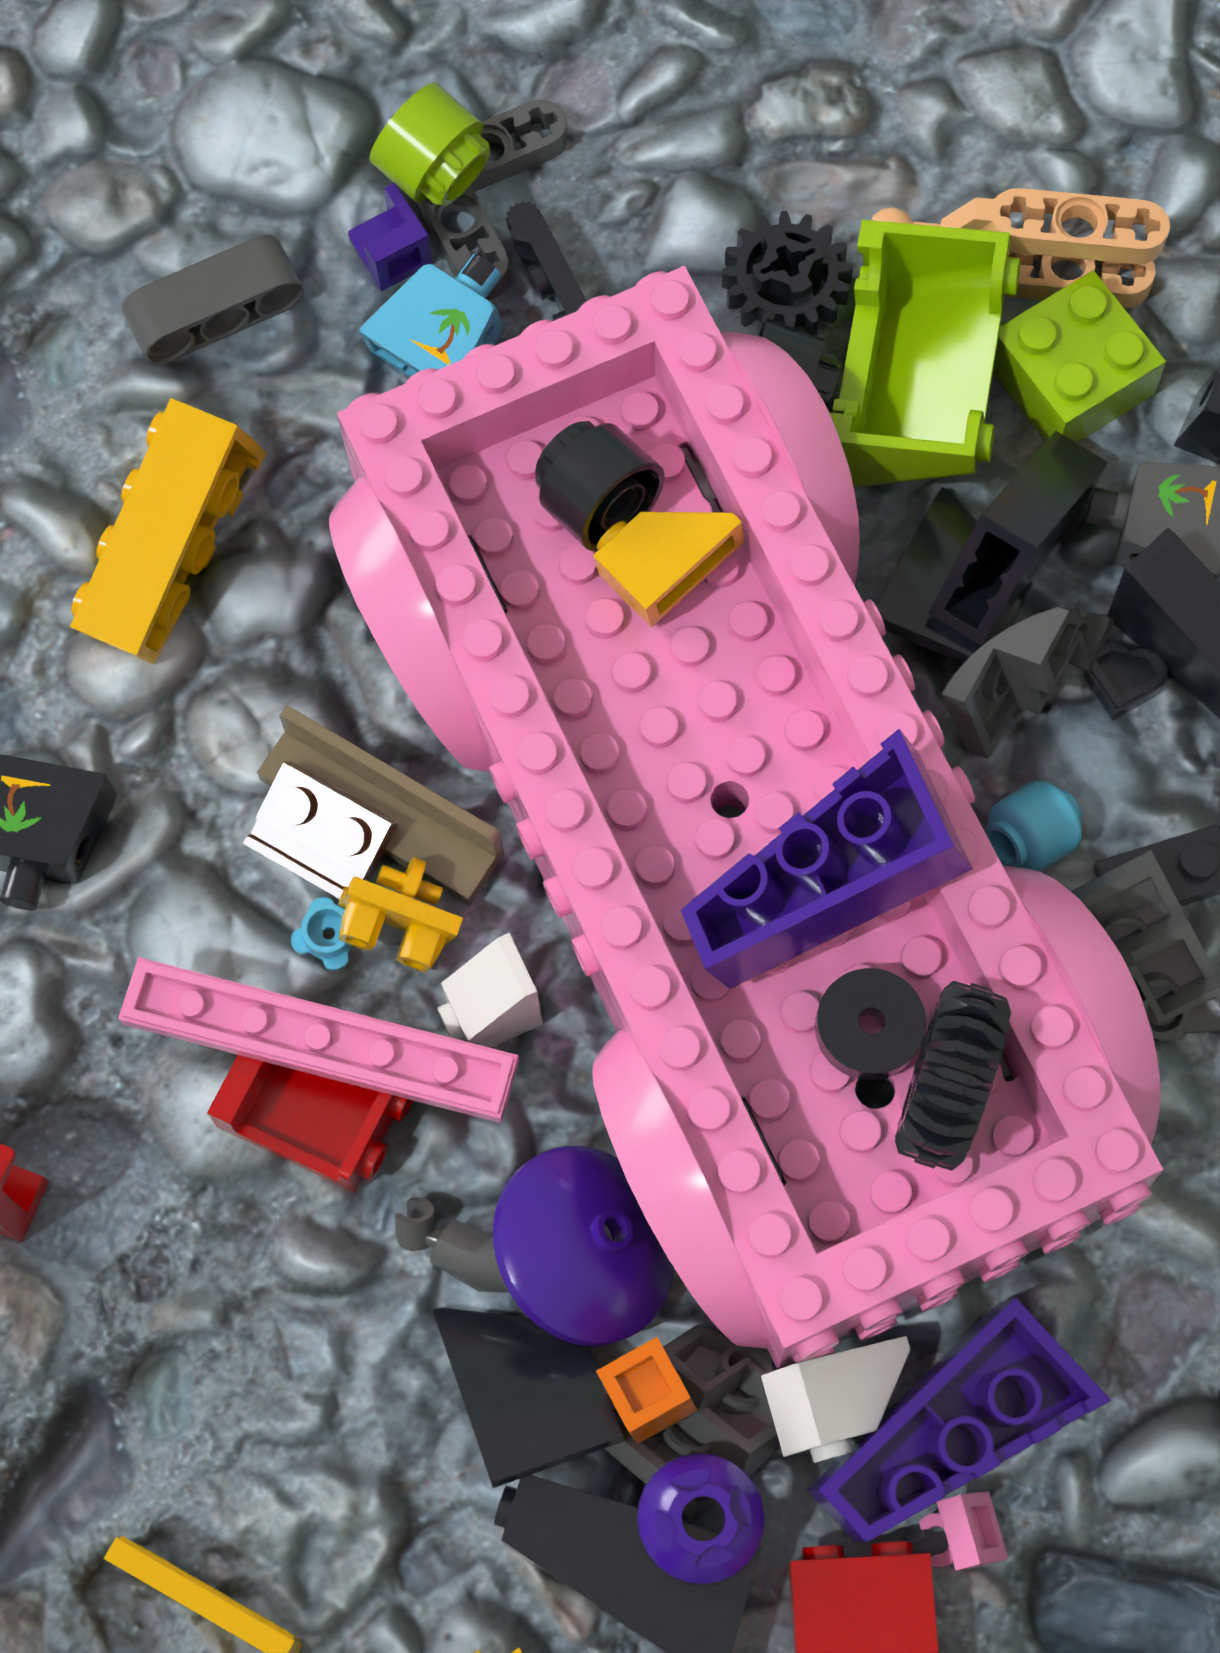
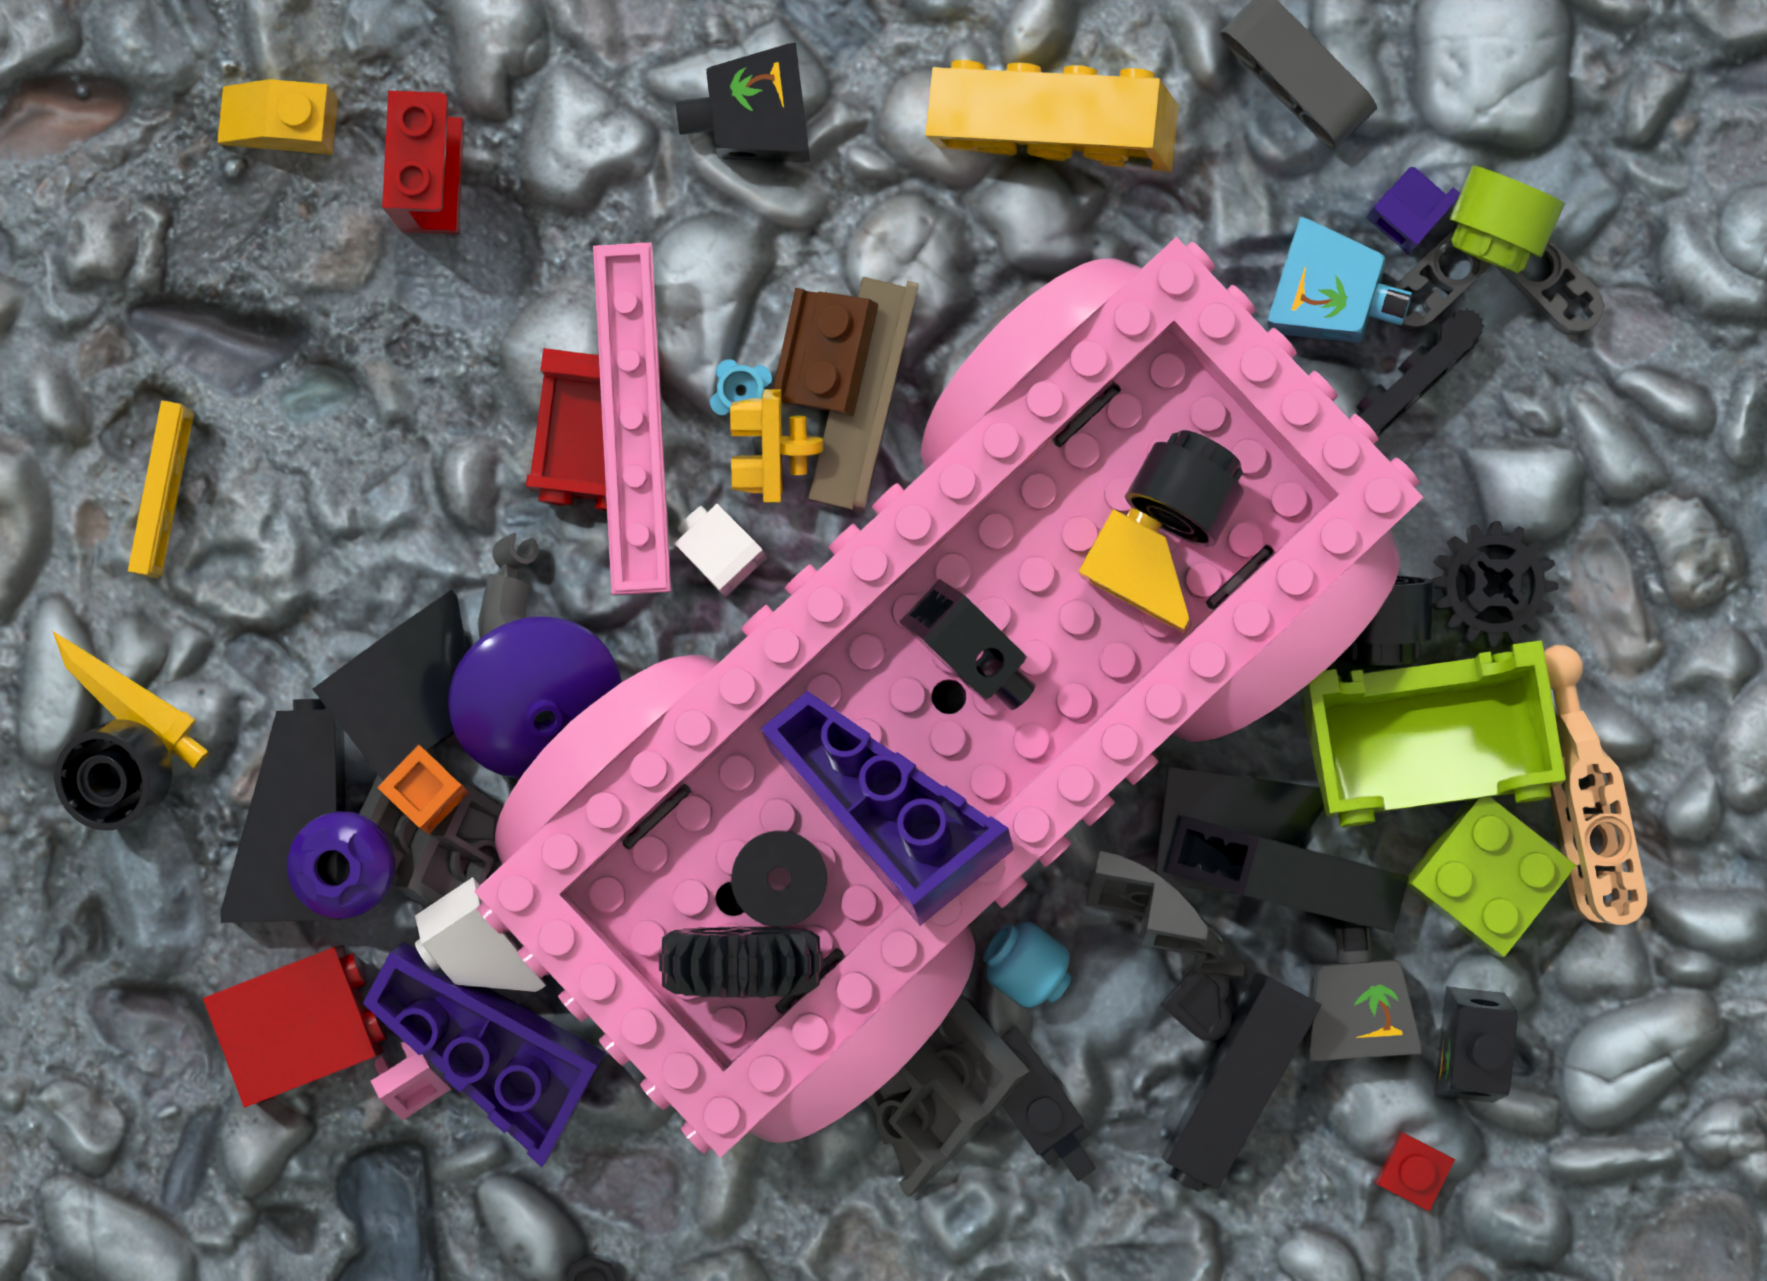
camera: 70 degrees right, 15 degrees up
(681, 743) = (957, 635): none -> black torso

